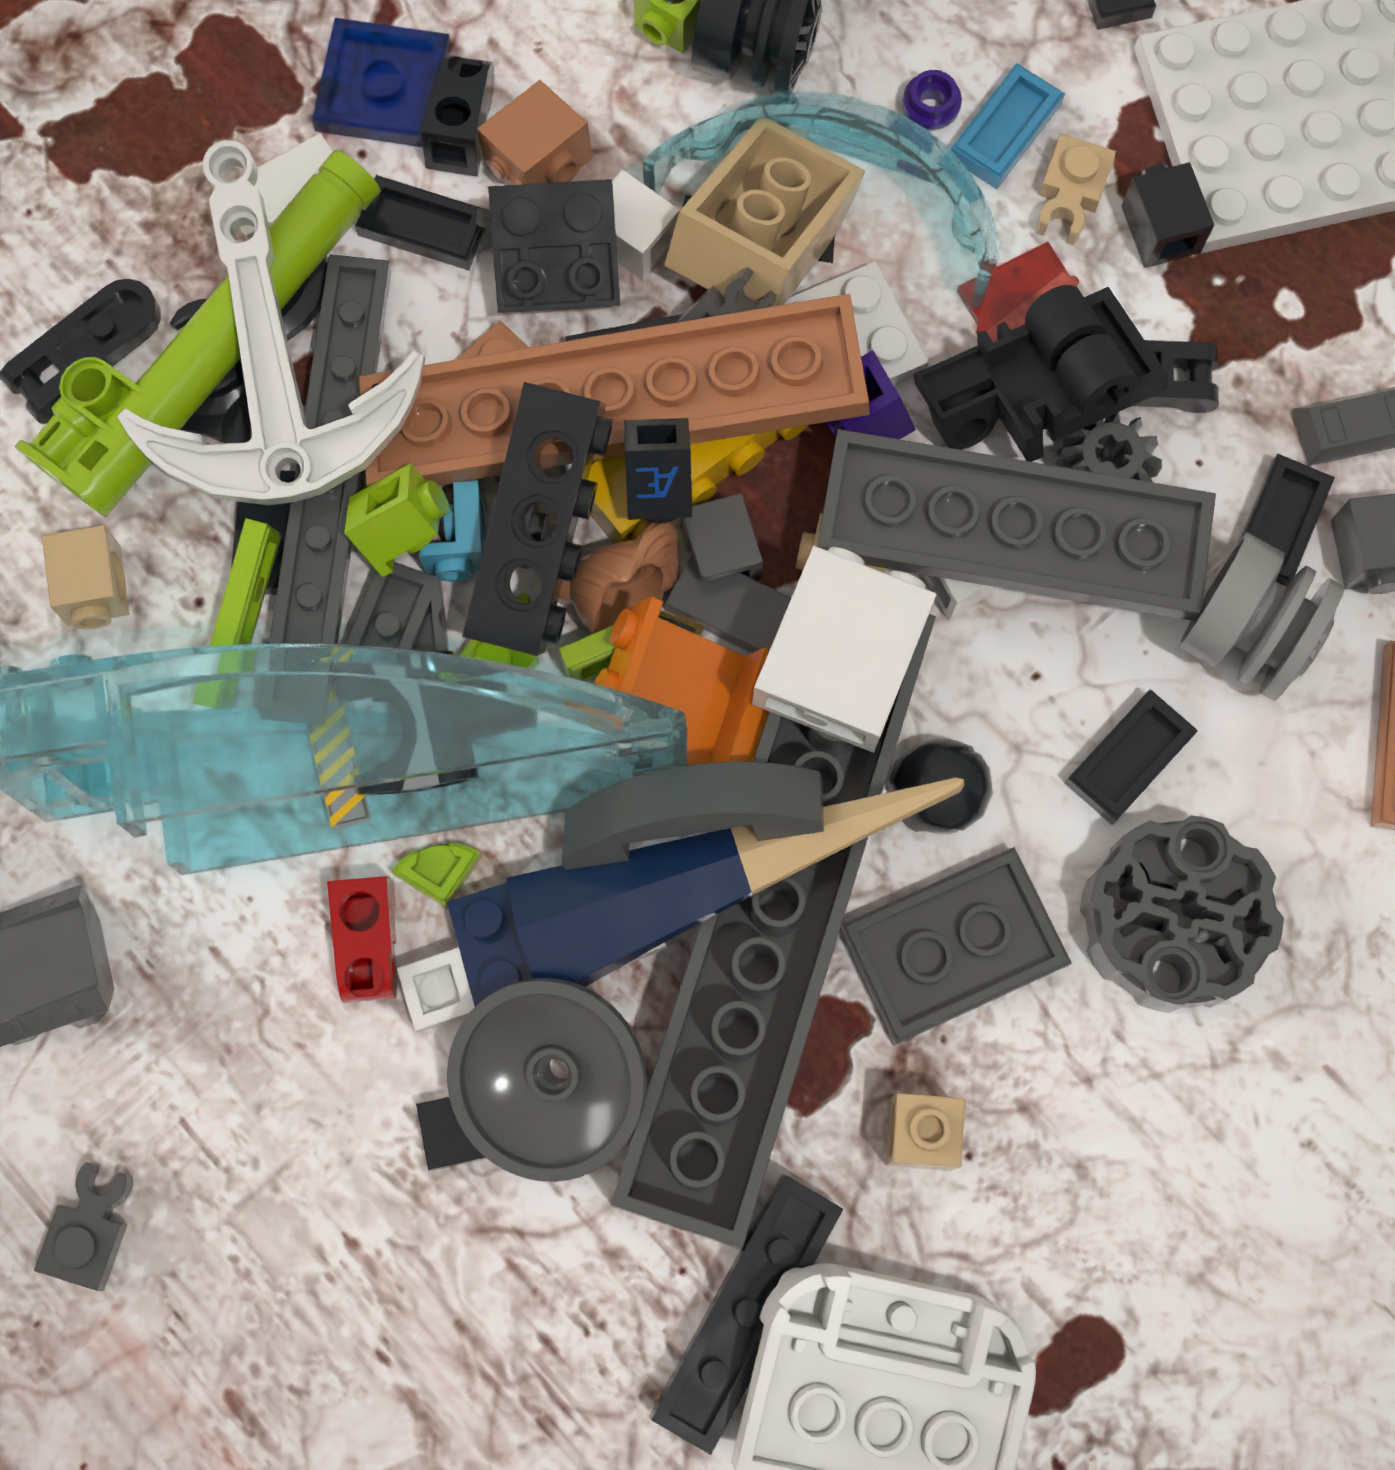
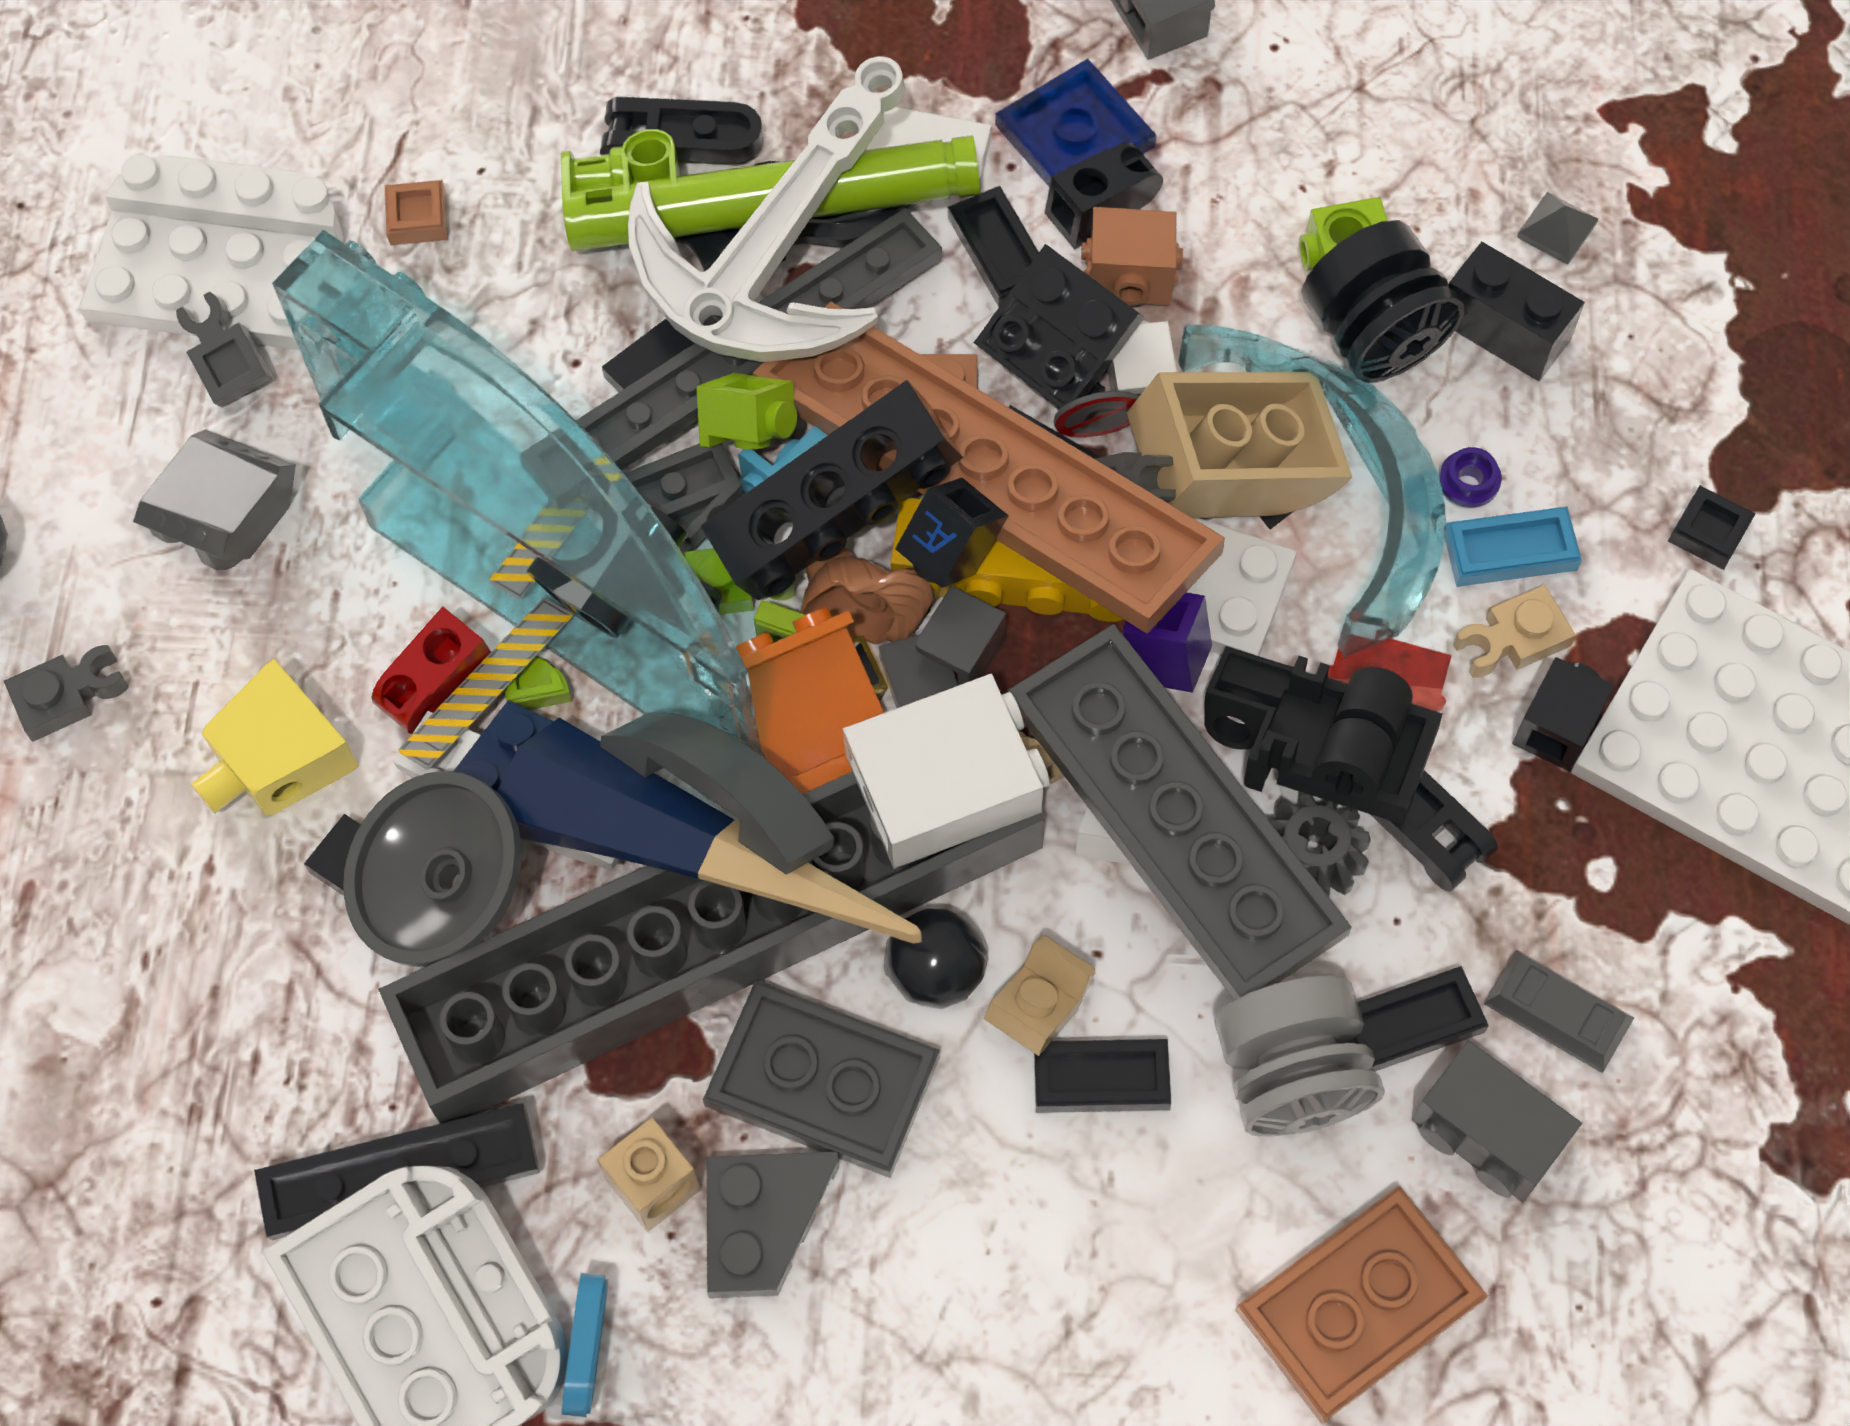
camera: 50 degrees right, 10 degrees down
(85, 576) = (517, 276): tan brick -> none
(246, 584) = (606, 369): lime tile -> none
(305, 1110) = (271, 746): none -> light yellow torso
(415, 906) = (485, 683): none -> sticker
(642, 284) = (1095, 414): none -> piece
(1007, 1290) = (584, 1345): none -> dark azure tile
(1019, 1082) = (760, 1217): none -> dark grey wing
(1044, 742) = (1041, 995): none -> tan bracket
(1205, 971) = (940, 1207): dark grey connector -> none

